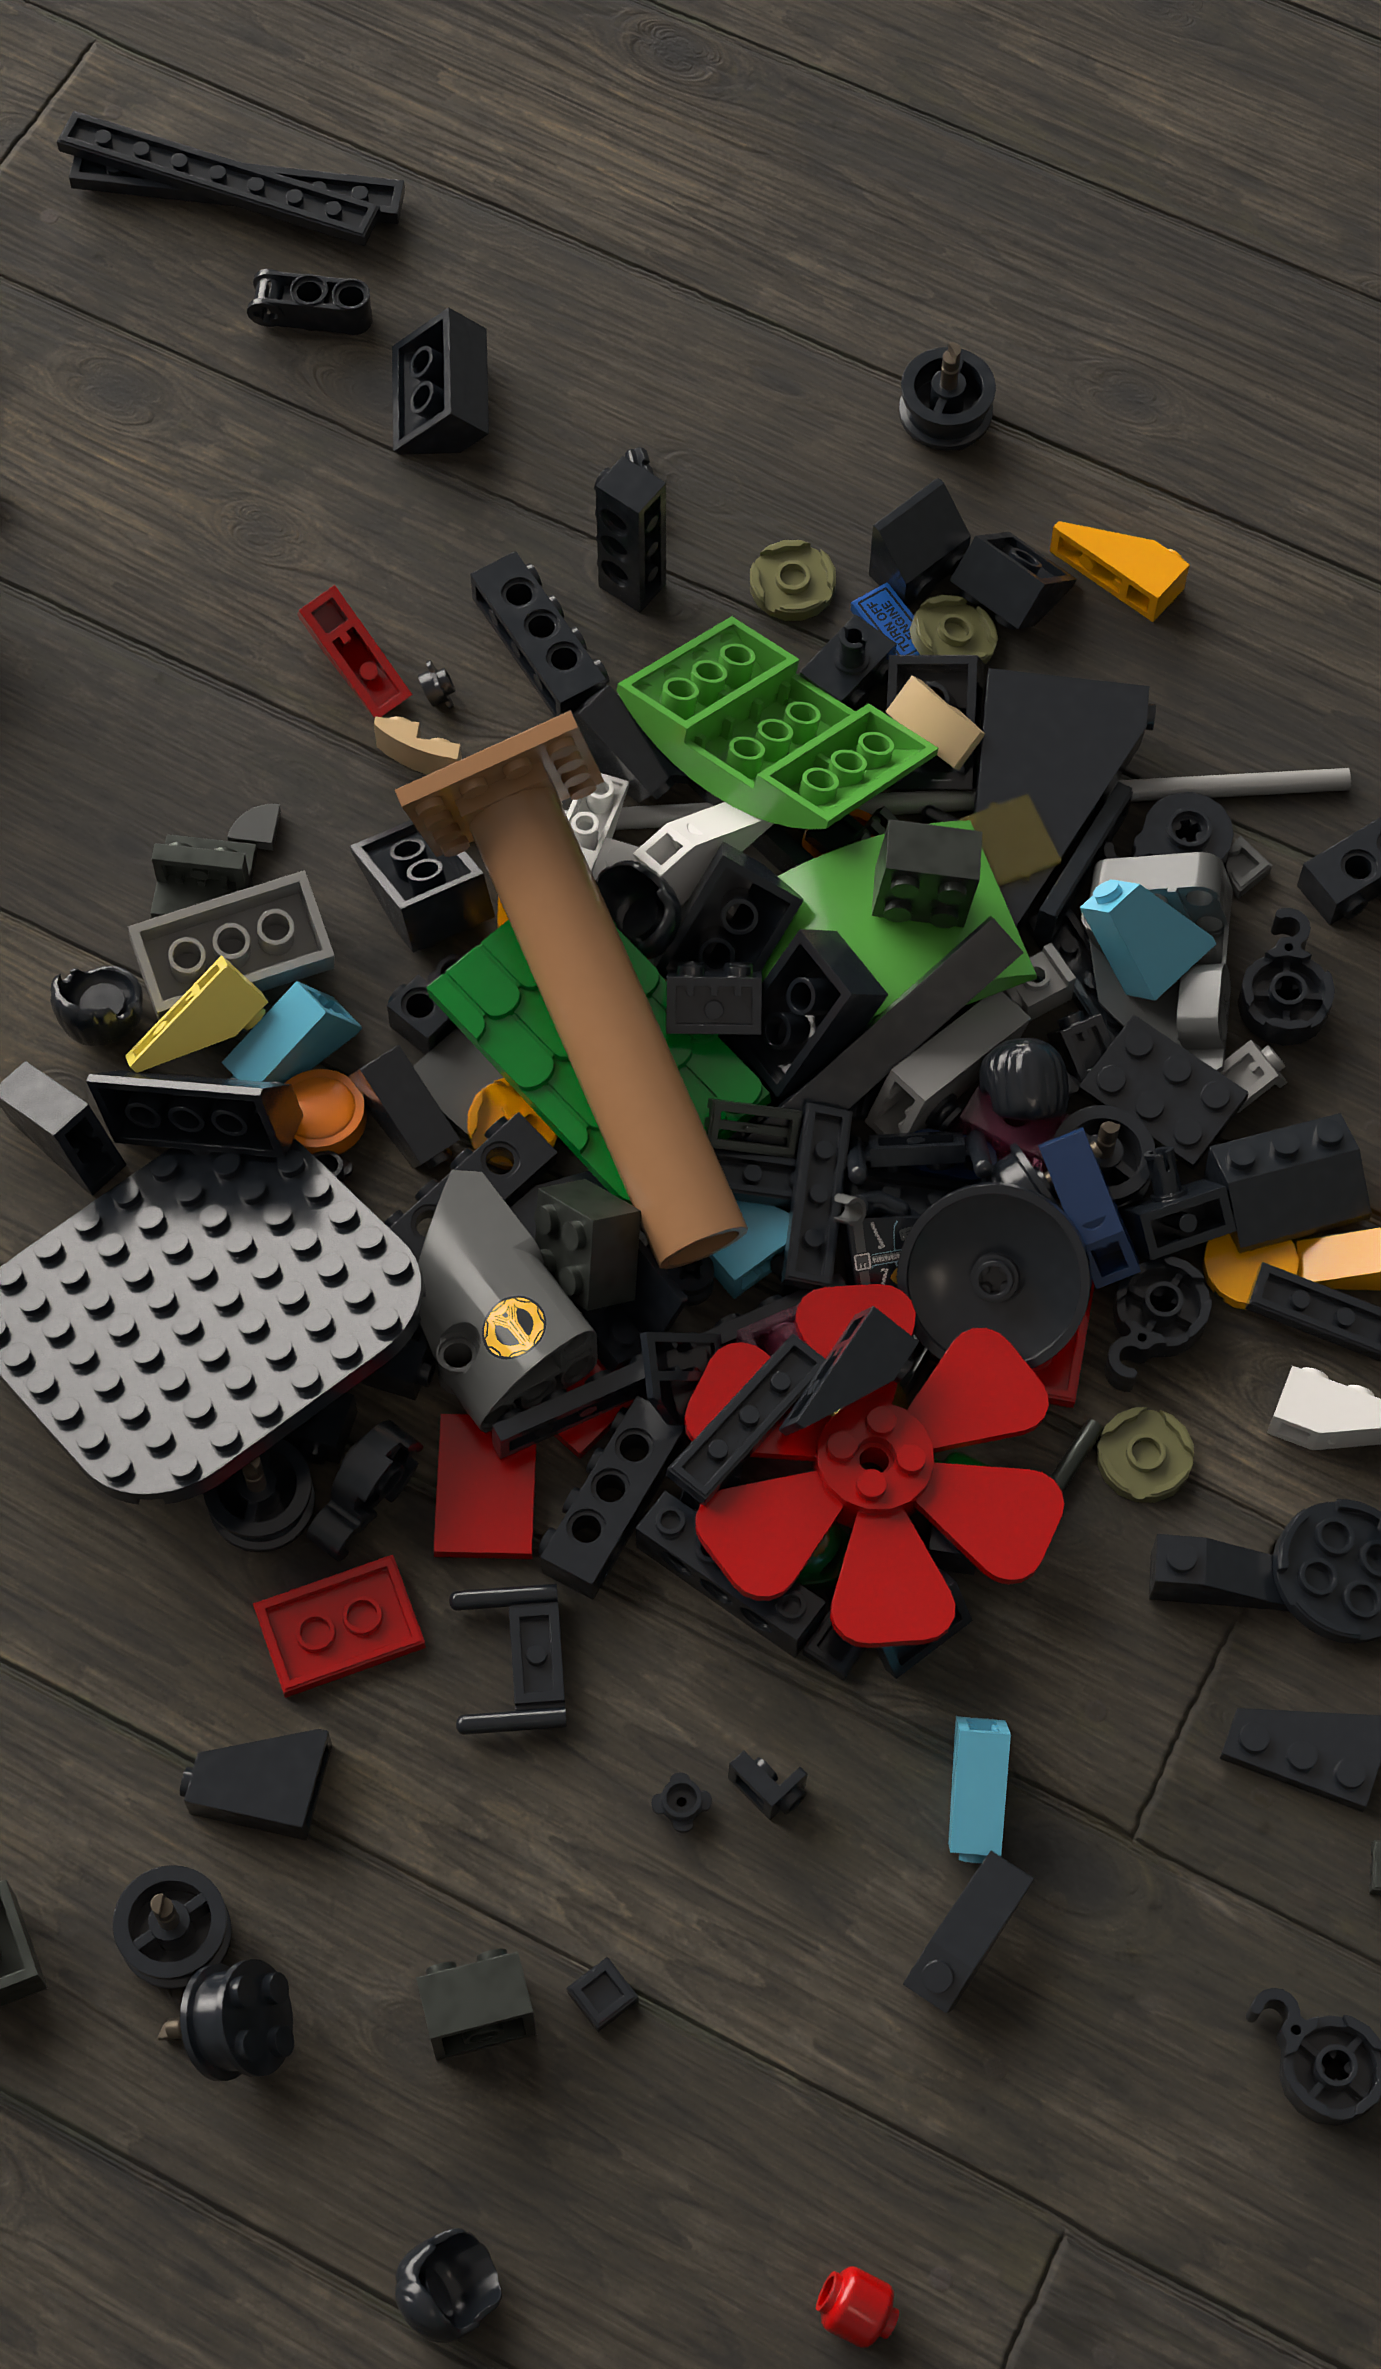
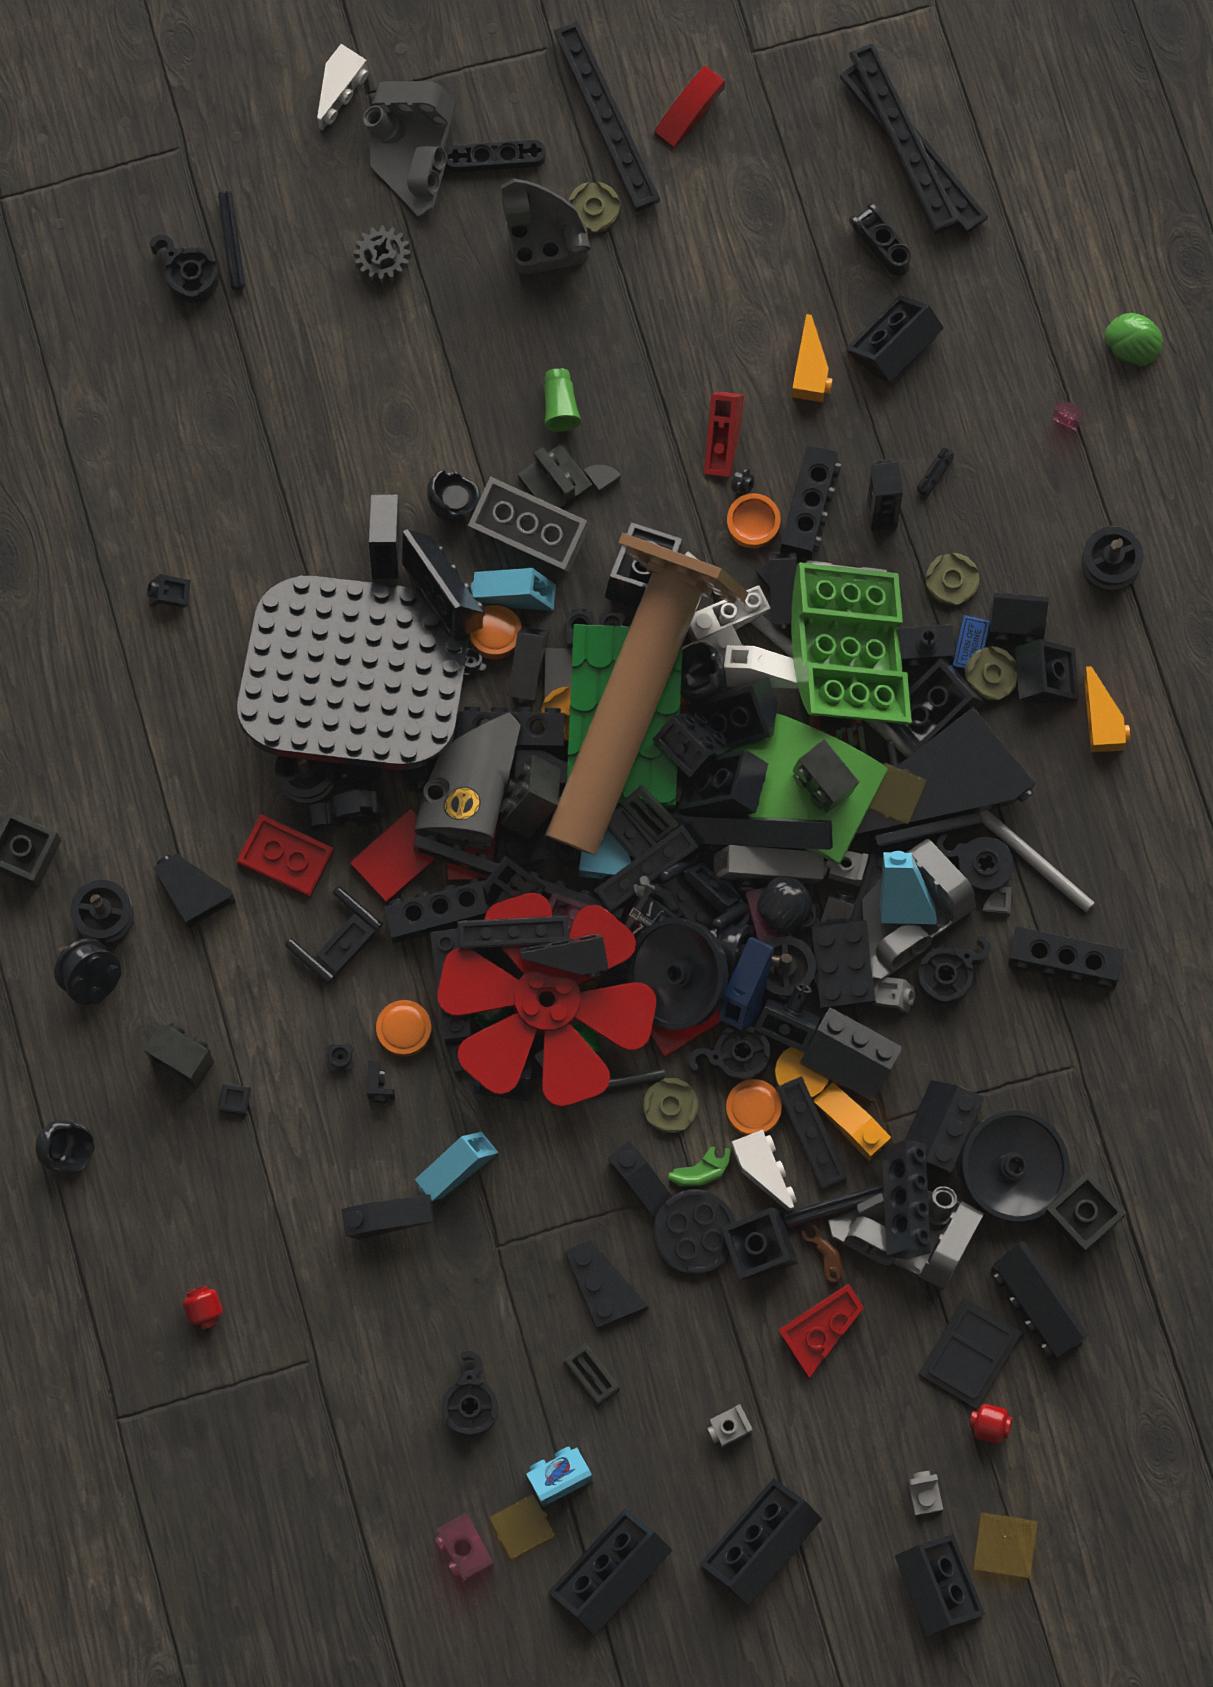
camera: 50 degrees right, 10 degrees up
(116, 786) = (560, 402): none -> bright green plant
(206, 1014) = (482, 546): light yellow slope -> none
(376, 495) = (811, 372): none -> light orange slope
(403, 743) = (702, 499): tan slope -> none
(492, 710) = (753, 520): none -> orange piece
(707, 168) = (1134, 339): none -> bright green piece
(722, 1686) = (404, 1028): none -> orange piece
(726, 302) = (1068, 414): none -> clear pink plate
(936, 722) = (924, 714): tan slope -> none
(1243, 1359) = (753, 1107): none -> orange piece
(1274, 1491) = (704, 1172): none -> bright green piece

